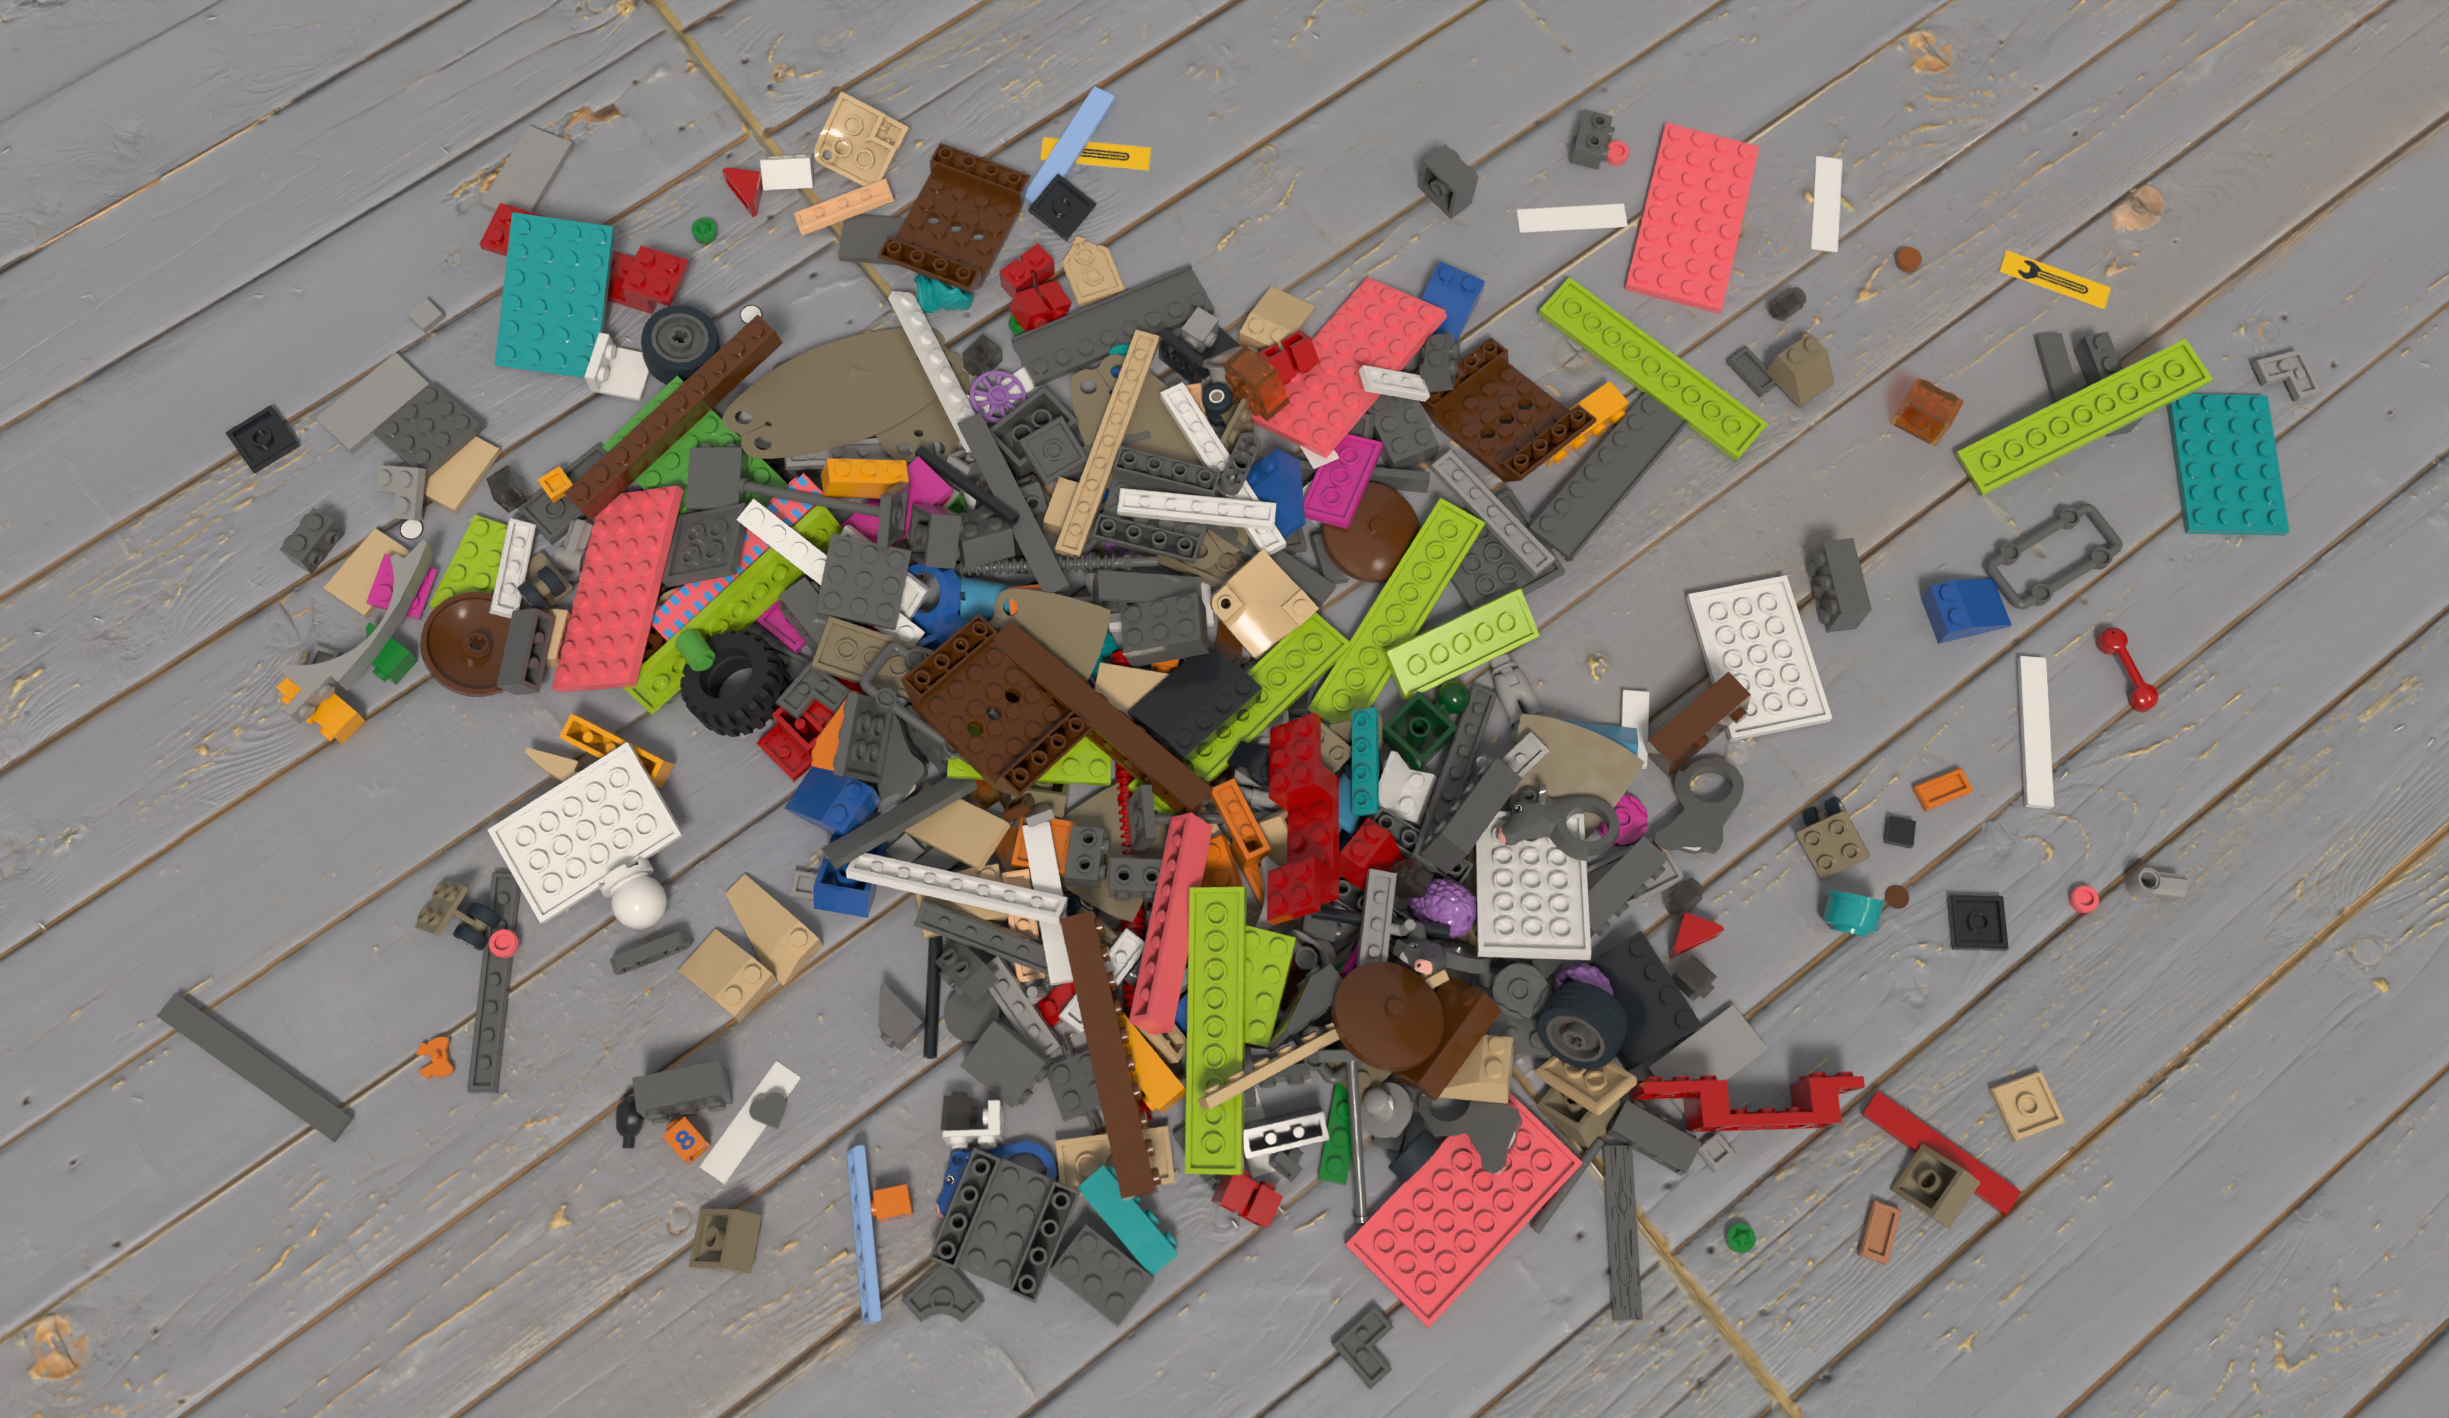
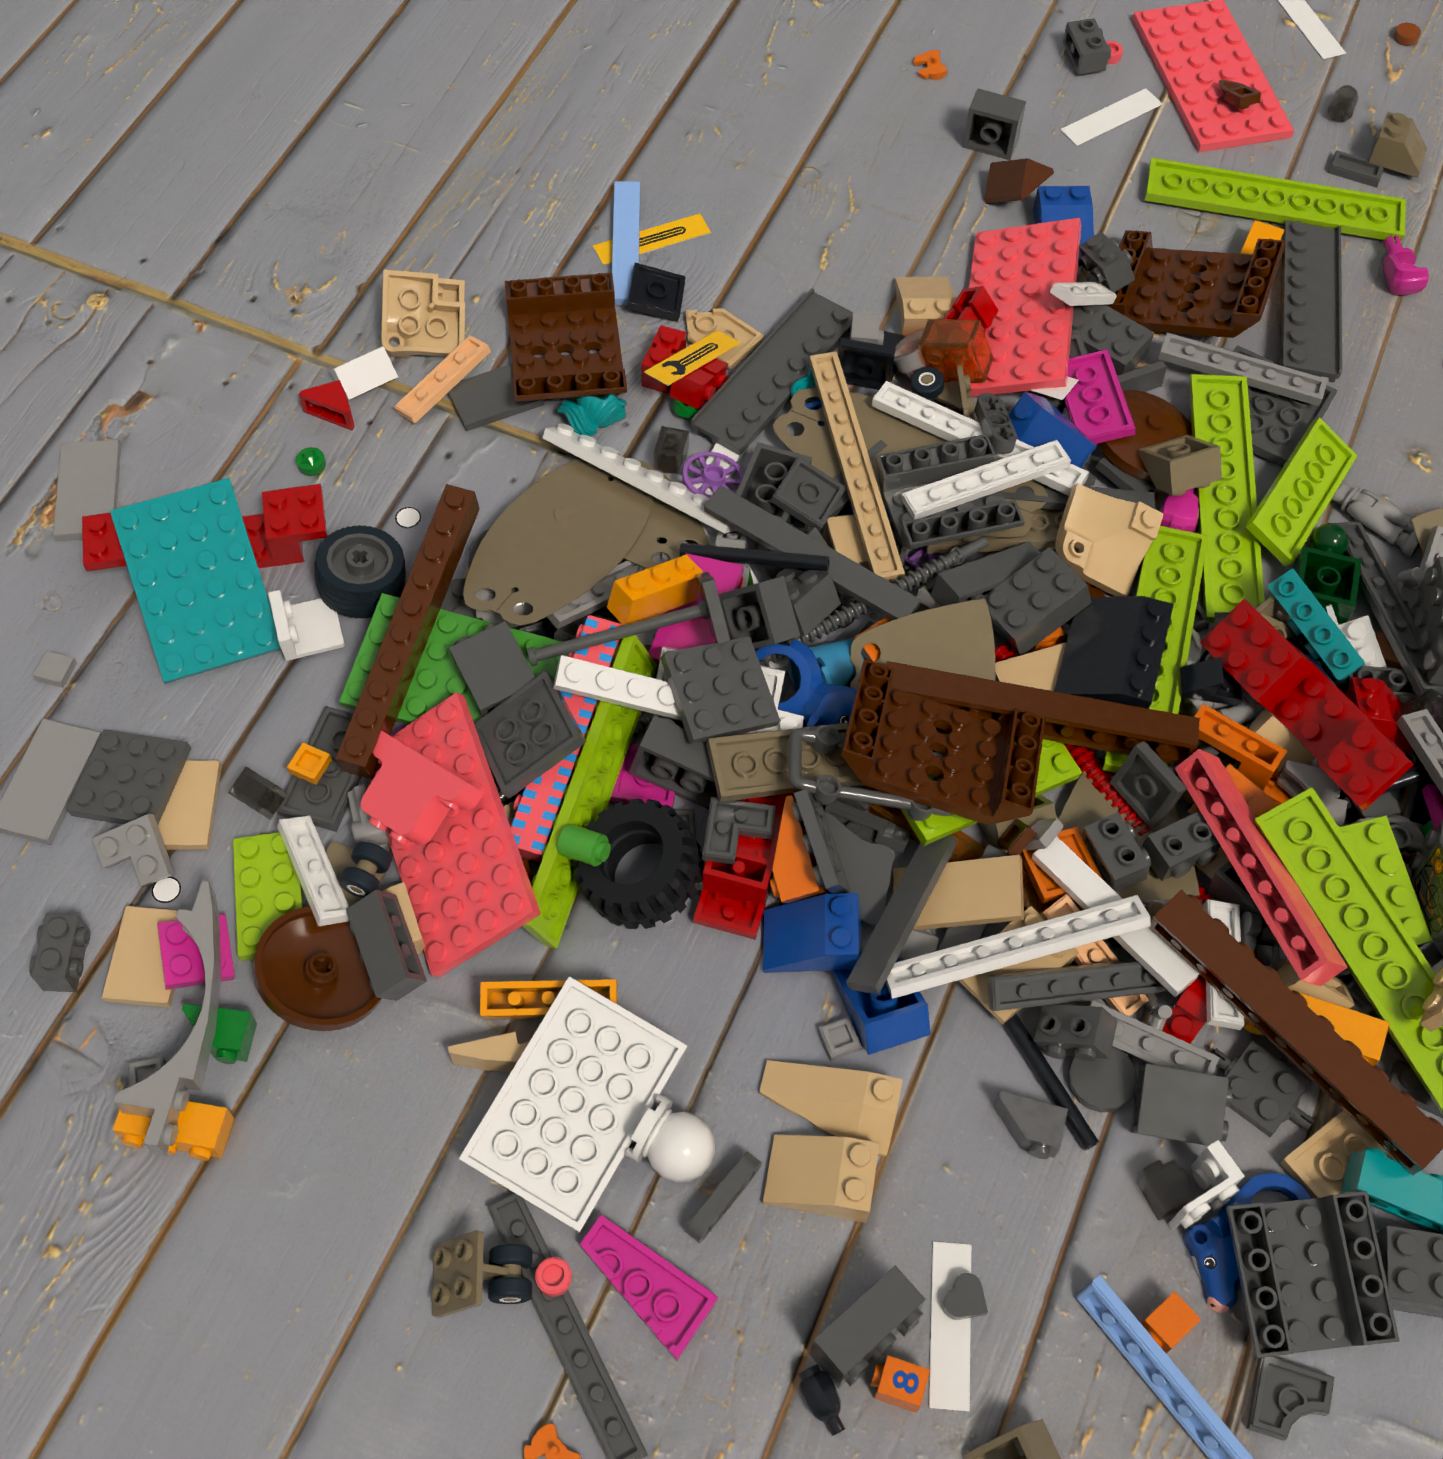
camera: 25 degrees left, 10 degrees down
(567, 991) = (654, 1288): none -> dark pink wing
(604, 546) = (413, 793): none -> coral brick
(1043, 285) = (692, 357): none -> yellow sticker
(1351, 608) = (1181, 511): none -> dark pink piece
(1368, 572) = (1182, 464): none -> dark tan slope
(1428, 245) = (1014, 179): none -> reddish brown slope
(1446, 99) = (934, 68): none -> orange piece
(1690, 251) = (1239, 94): none -> reddish brown plate
(1710, 487) = (1399, 269): none -> dark pink piece

